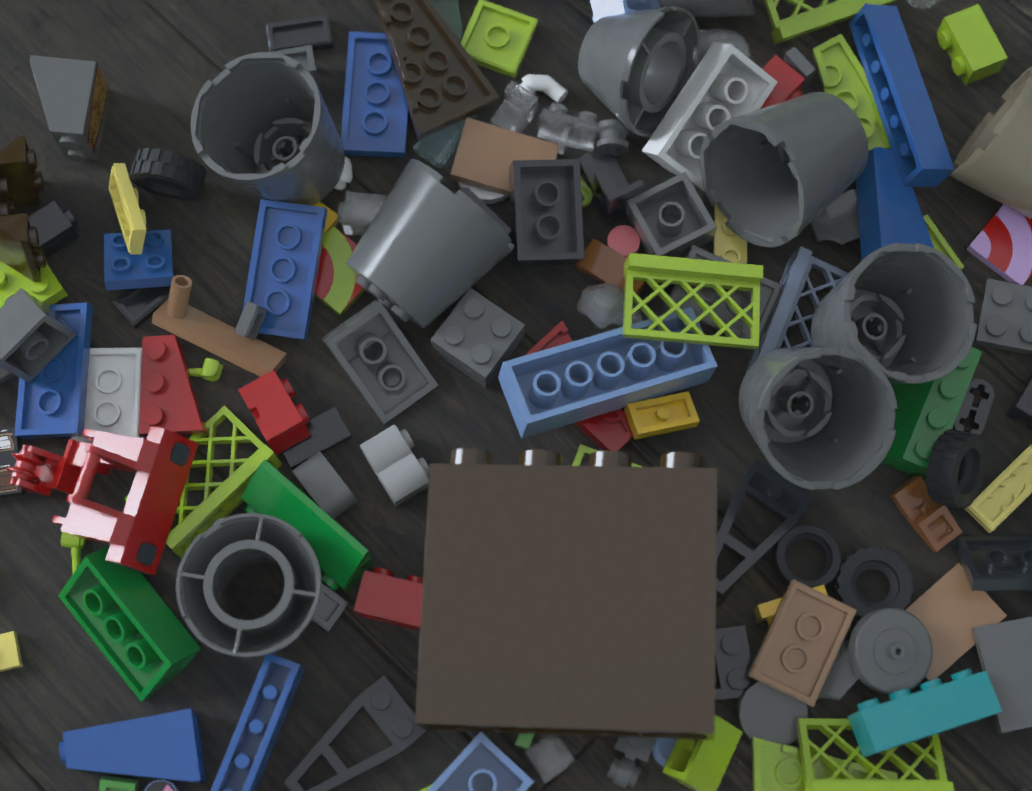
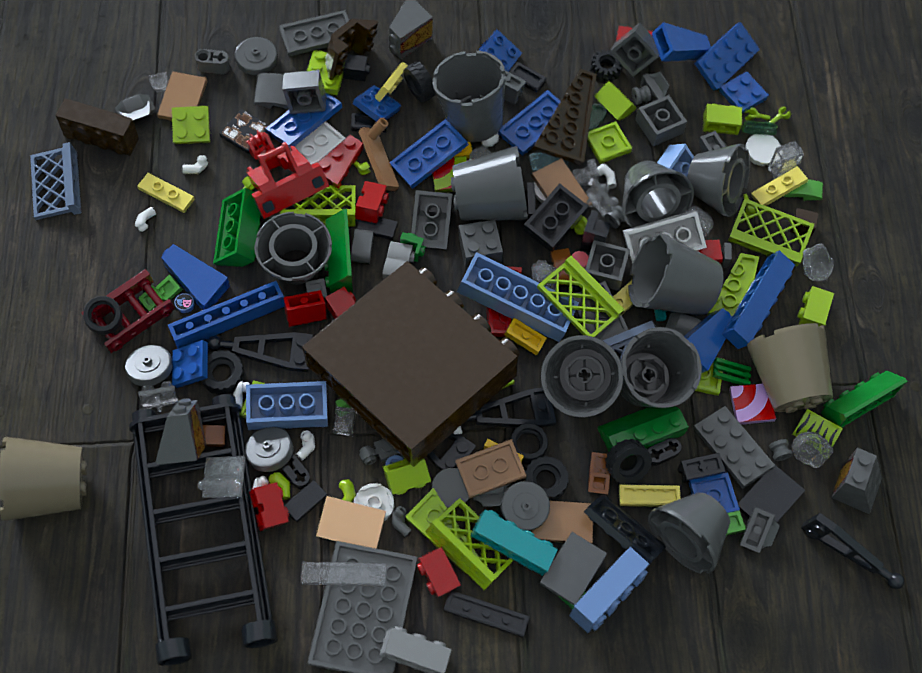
camera: 40 degrees right, 10 degrees down
(227, 31) = (501, 48): none -> blue plate
(251, 320) = (396, 159): dark grey tile -> none
(340, 650) = (305, 308): none -> red brick
(386, 417) = (417, 242): none -> green bracket
(969, 213) = (733, 369): none -> green tile

